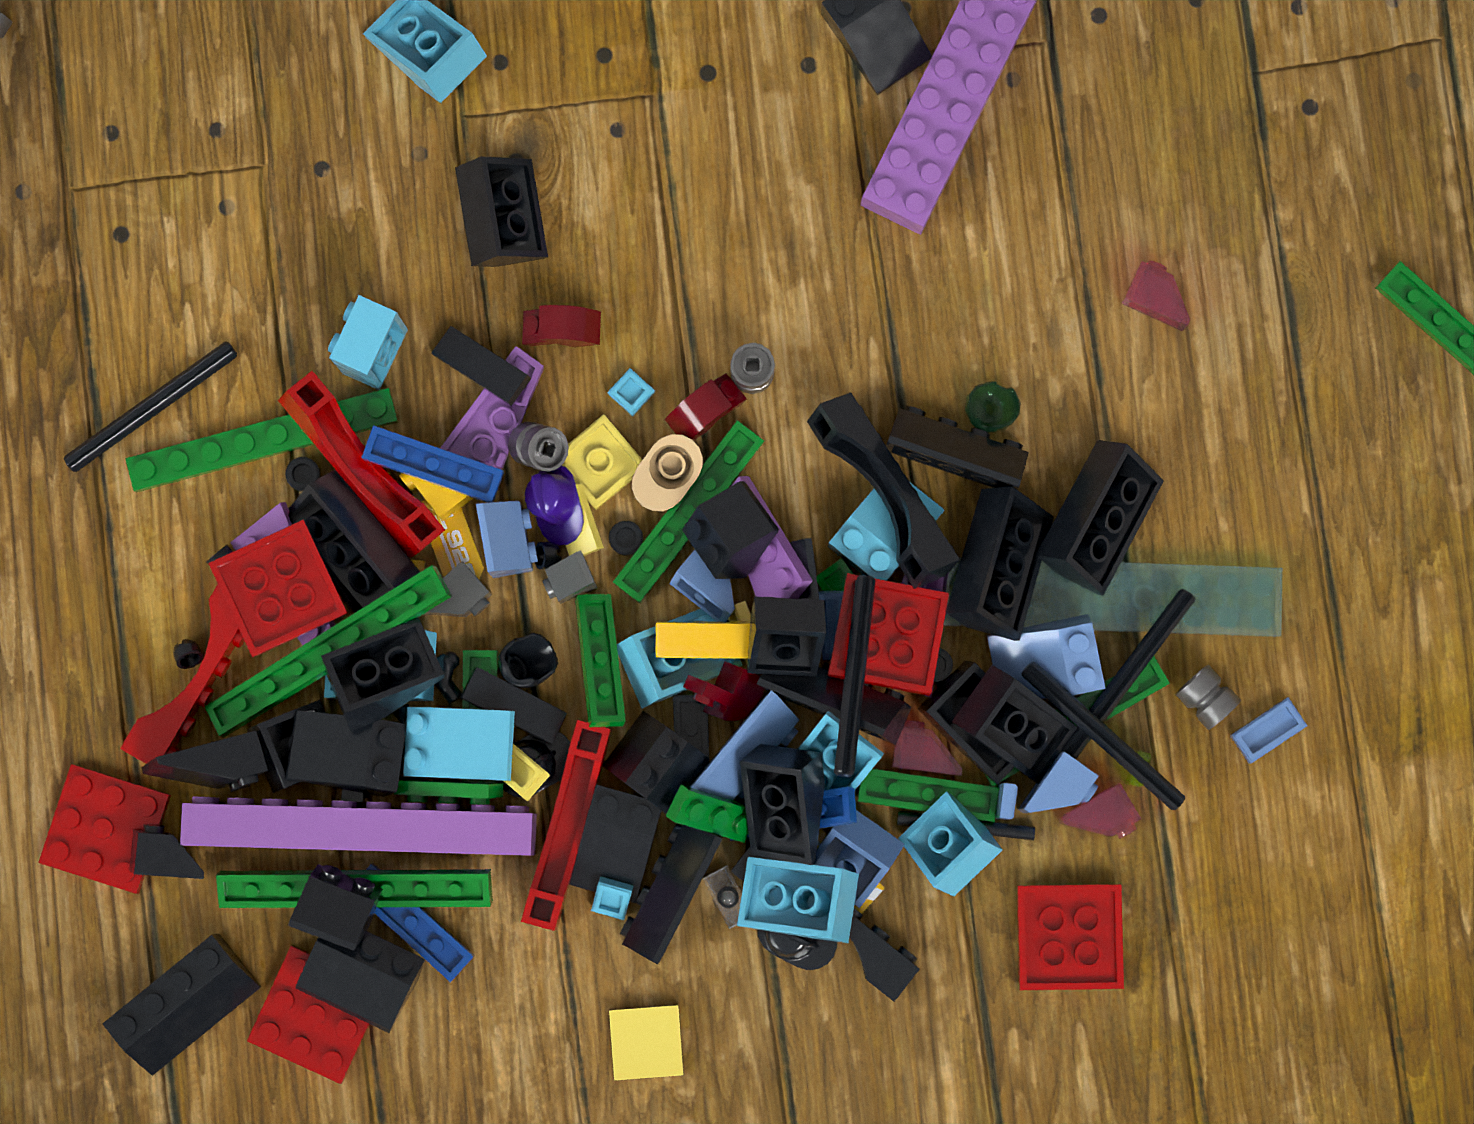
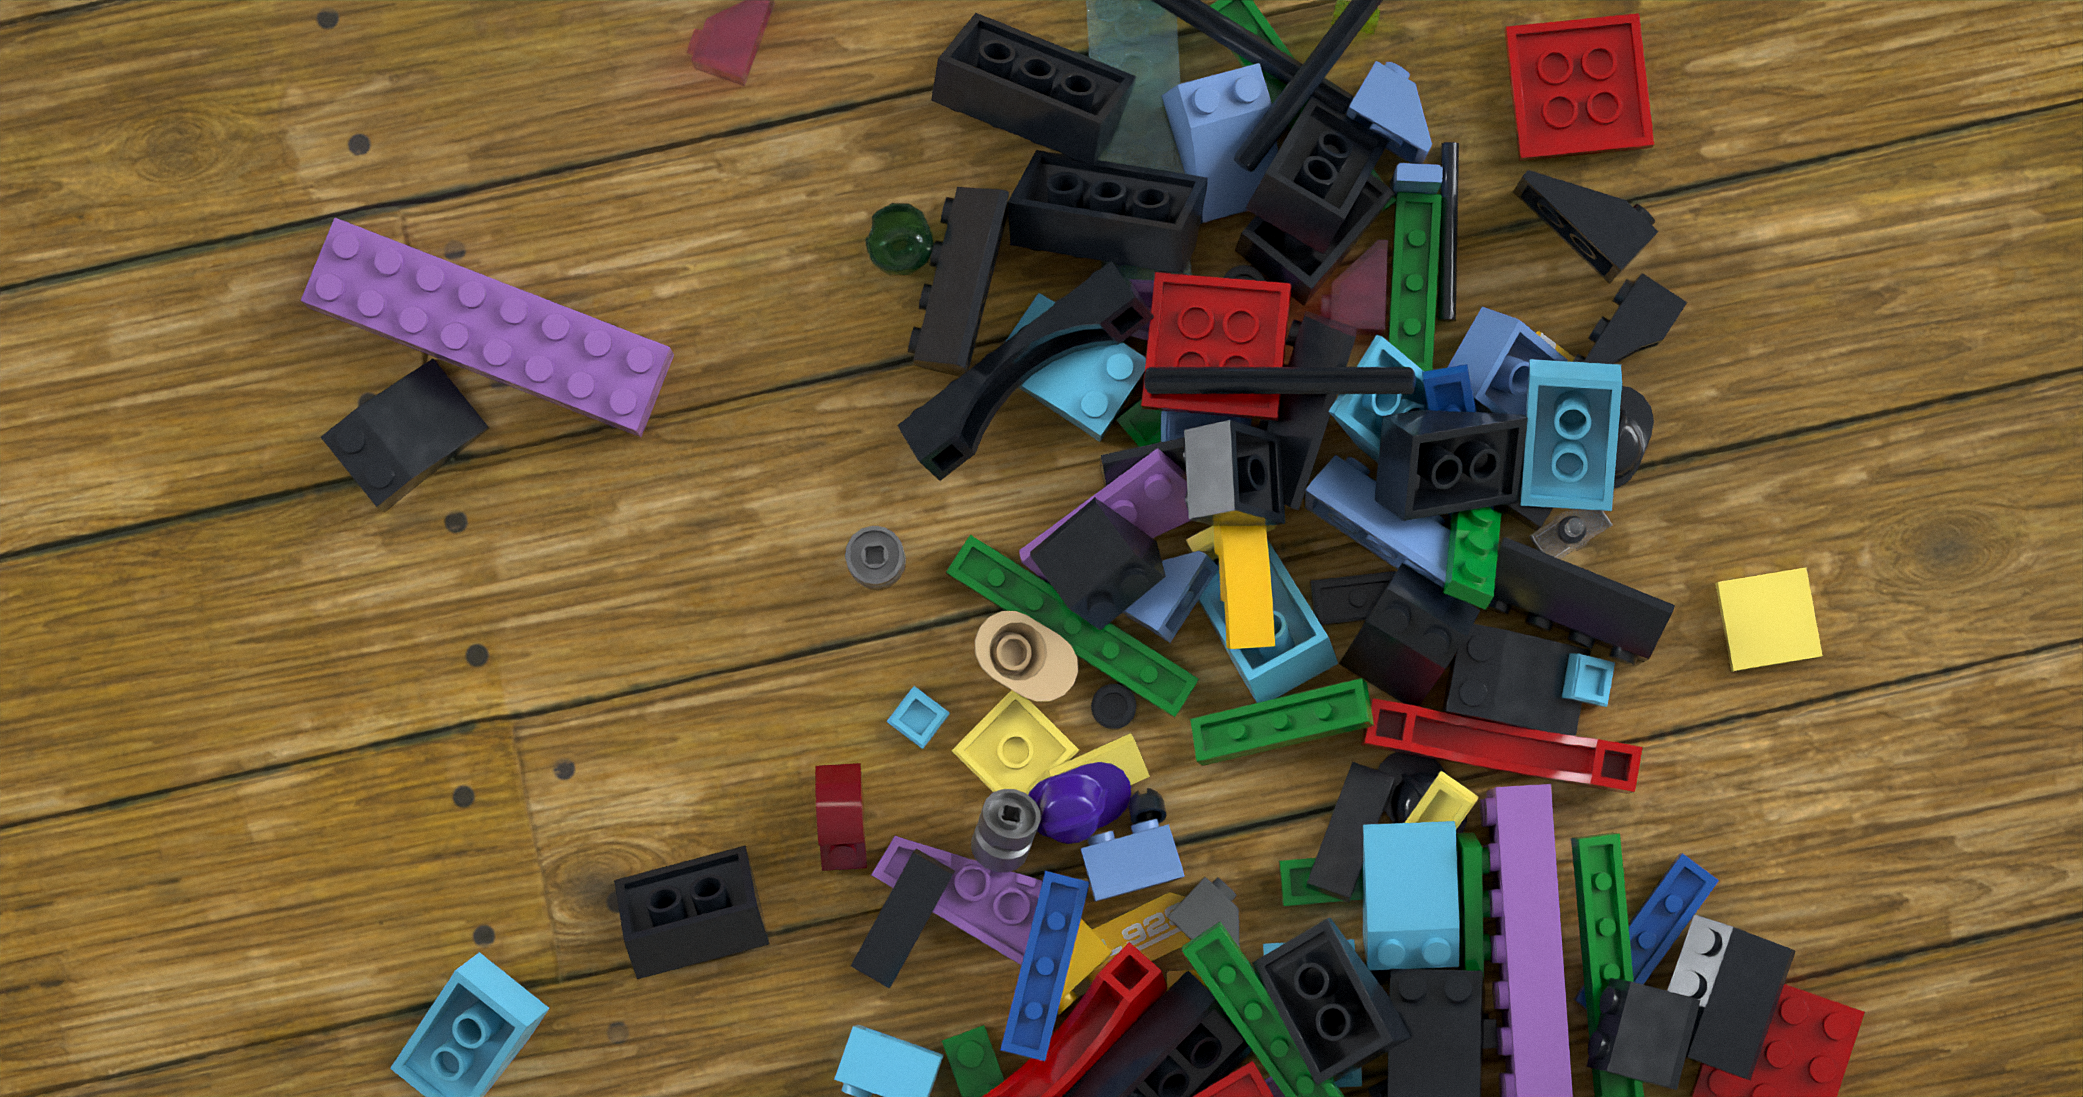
camera: 95 degrees left, 0 degrees up
(446, 686) = (1298, 922): black arm -> none
(527, 661) = (1290, 818): black hair -> none
(569, 578) = (1177, 773): dark grey slope -> none
(705, 407) = (933, 615): dark red brick -> none
(731, 696) = (1310, 546): dark red brick -> none
(949, 844) = (1477, 248): medium azure slope -> none
(959, 937) = (1594, 224): none -> black slope
(1104, 814) = (1419, 48): clear pink slope -> none

